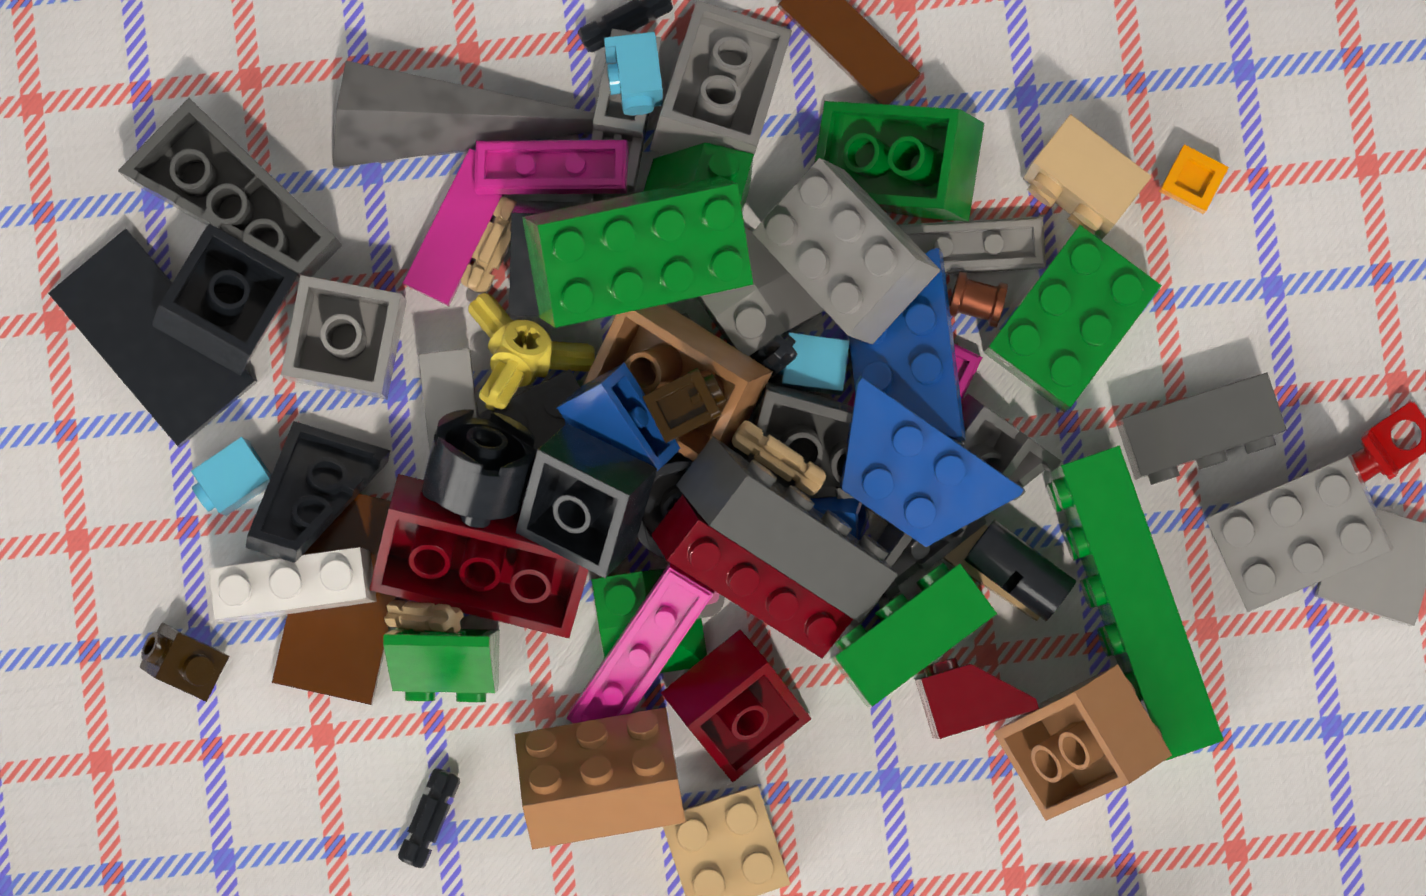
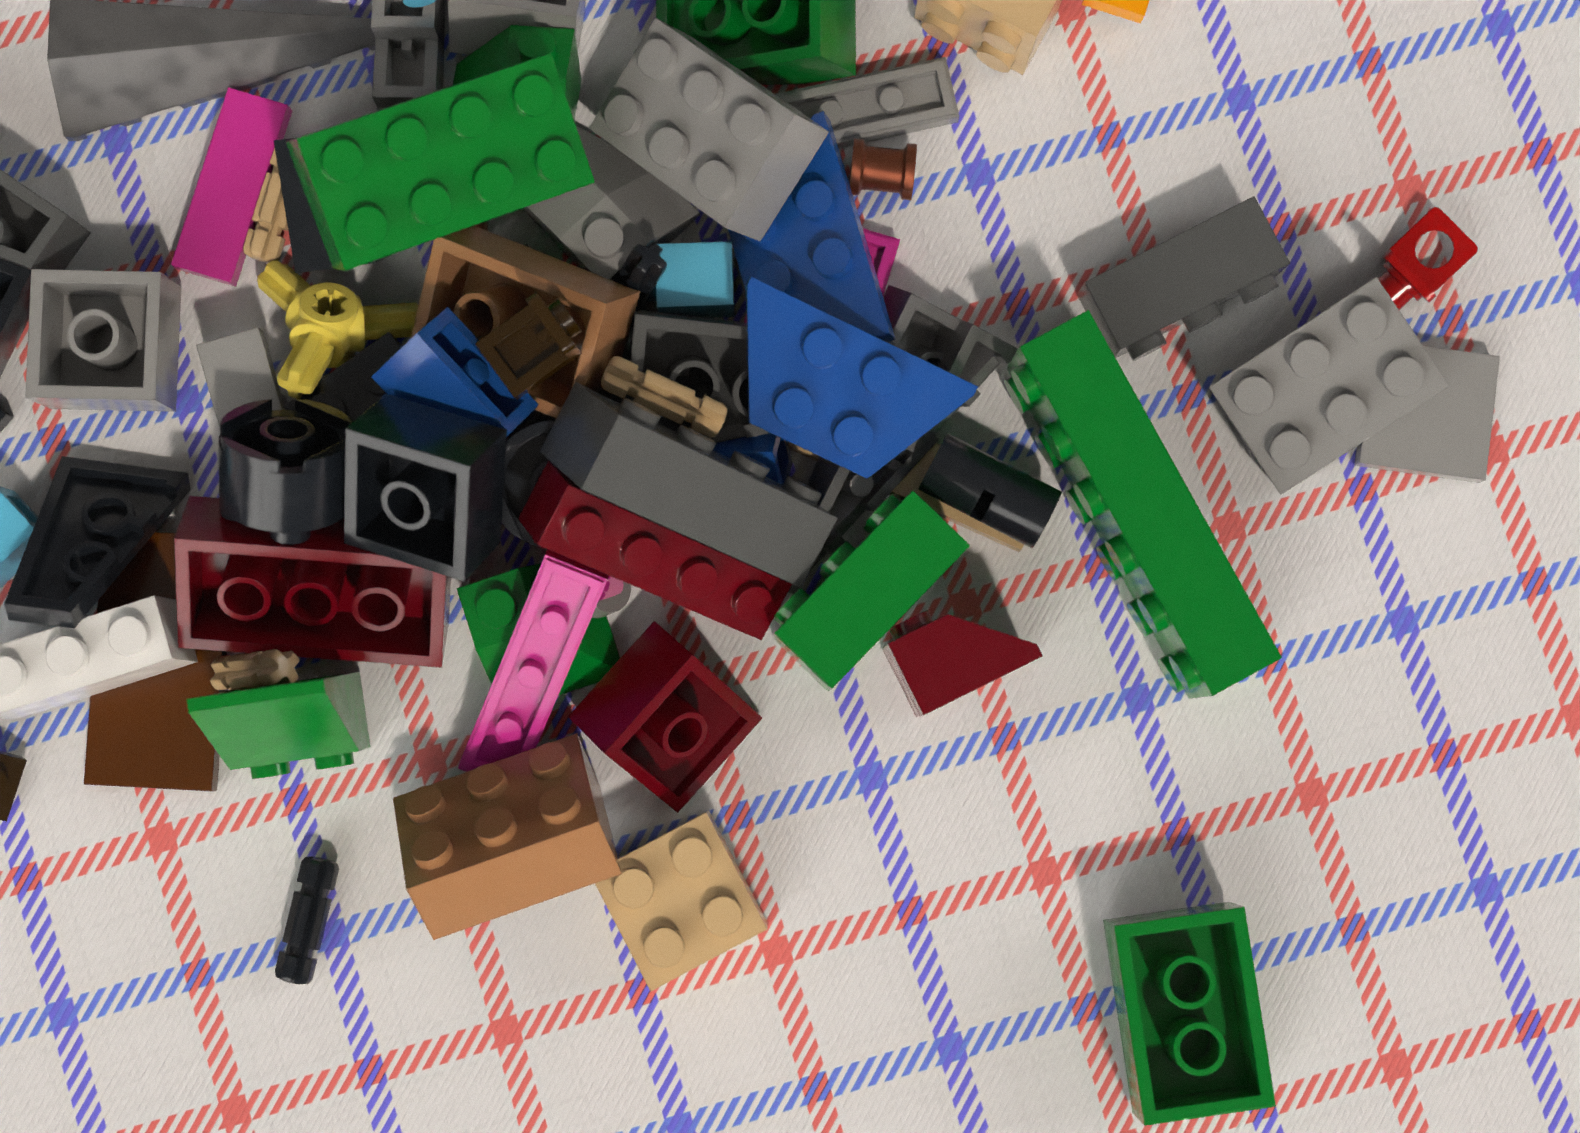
camera: 10 degrees left, 0 degrees up
(551, 167) = (326, 89): dark pink tile -> none
(1072, 319) = (1002, 171): green brick -> none
(1083, 743) = (1106, 691): medium nougat brick -> none

